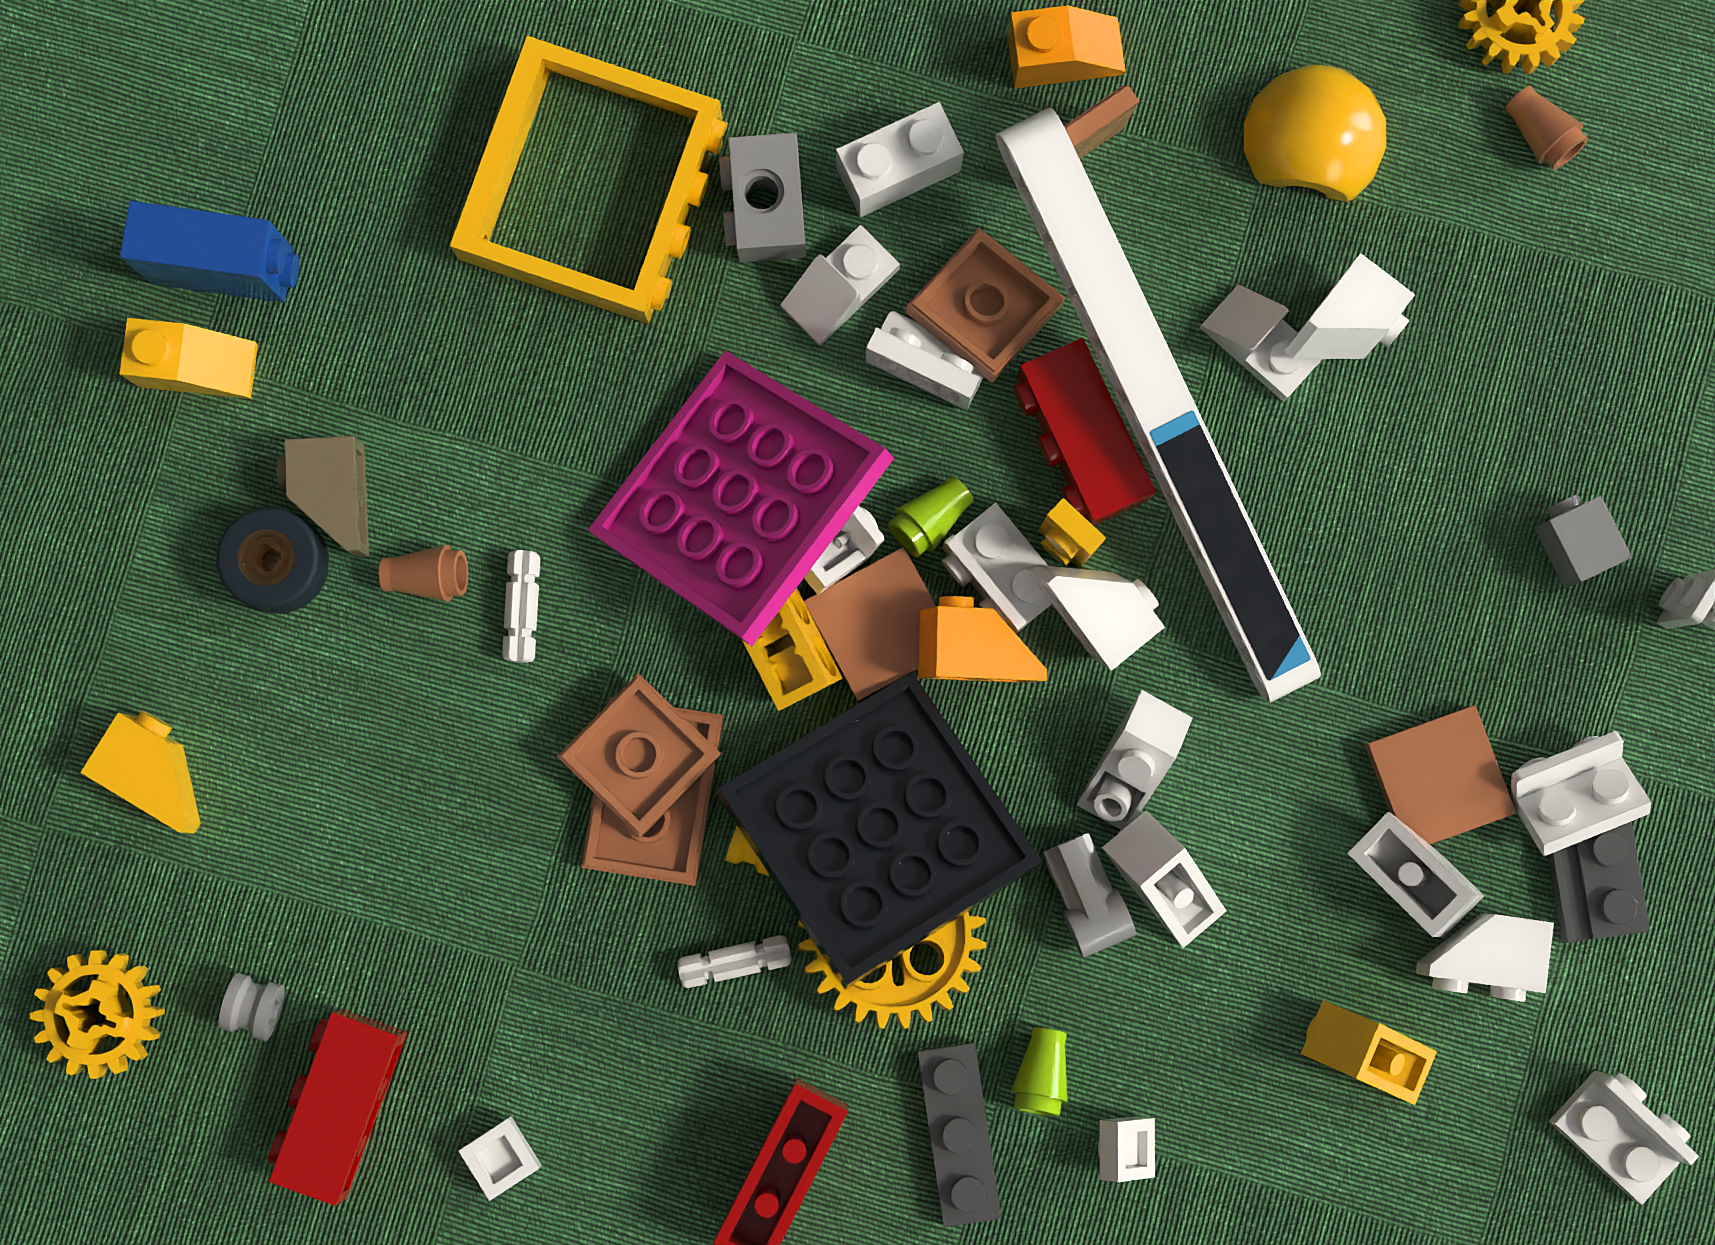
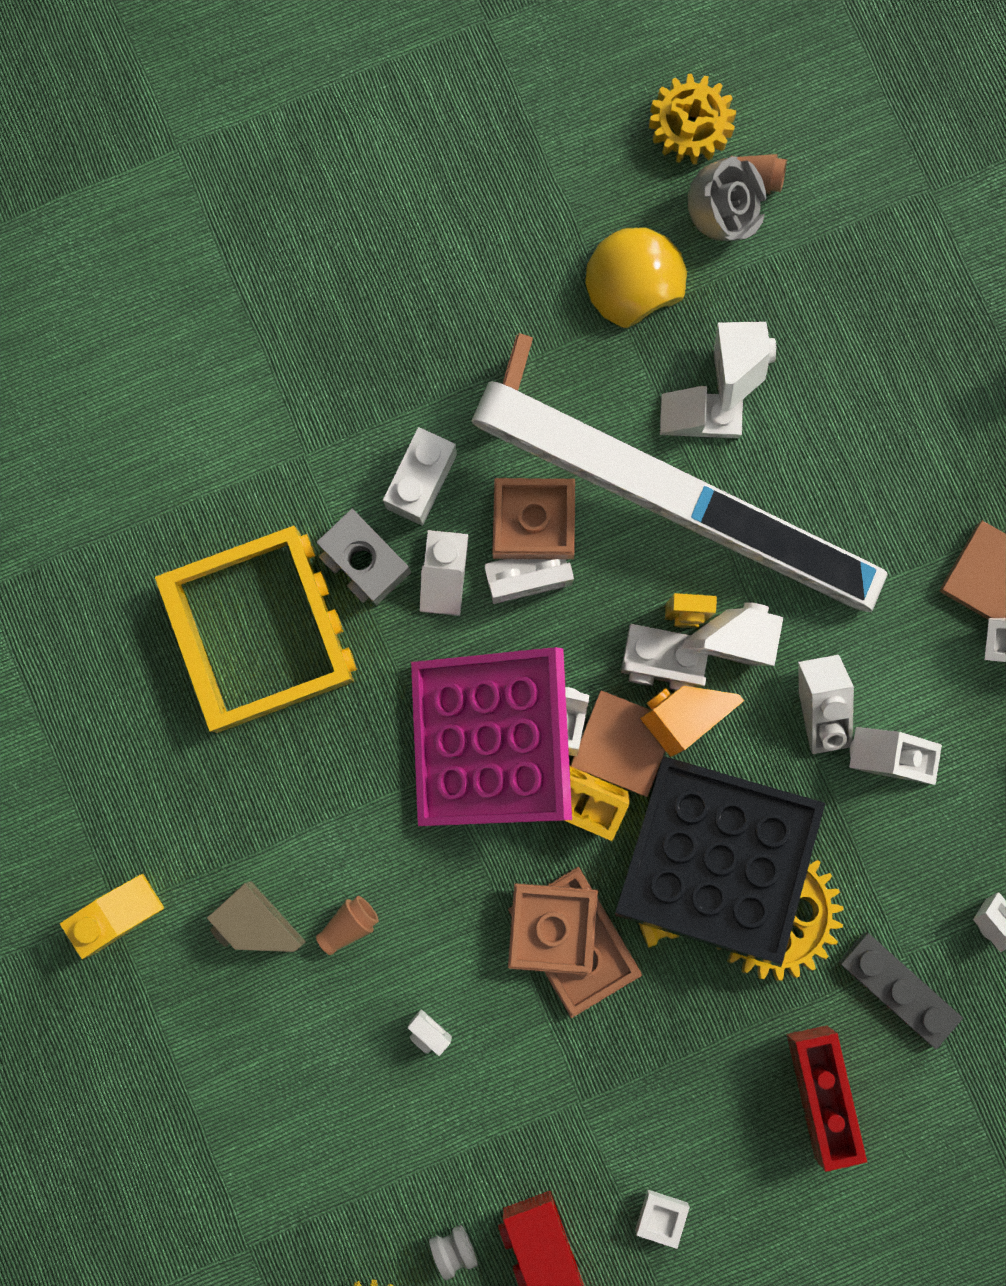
camera: 35 degrees left, 0 degrees up
(146, 769) = (282, 1169): yellow slope -> none
(209, 252) = (74, 847): blue brick -> none
(293, 565) = (264, 978): black wheel -> none
(415, 756) = (428, 1034): none -> white plate
(521, 606) = (416, 899): white axle -> none
(734, 961) = (699, 998): white axle -> none
(928, 518) = (601, 662): lime cone -> none
(1042, 1075) = (919, 920): lime cone -> none
(1063, 46) = (457, 340): light orange slope -> none
(1083, 433) = (648, 546): red brick -> none
(1093, 909) = (870, 803): light grey piece -> none
(1483, 128) = (727, 200): none -> light grey cylinder
(1581, 539) = (965, 383): light grey brick -> none

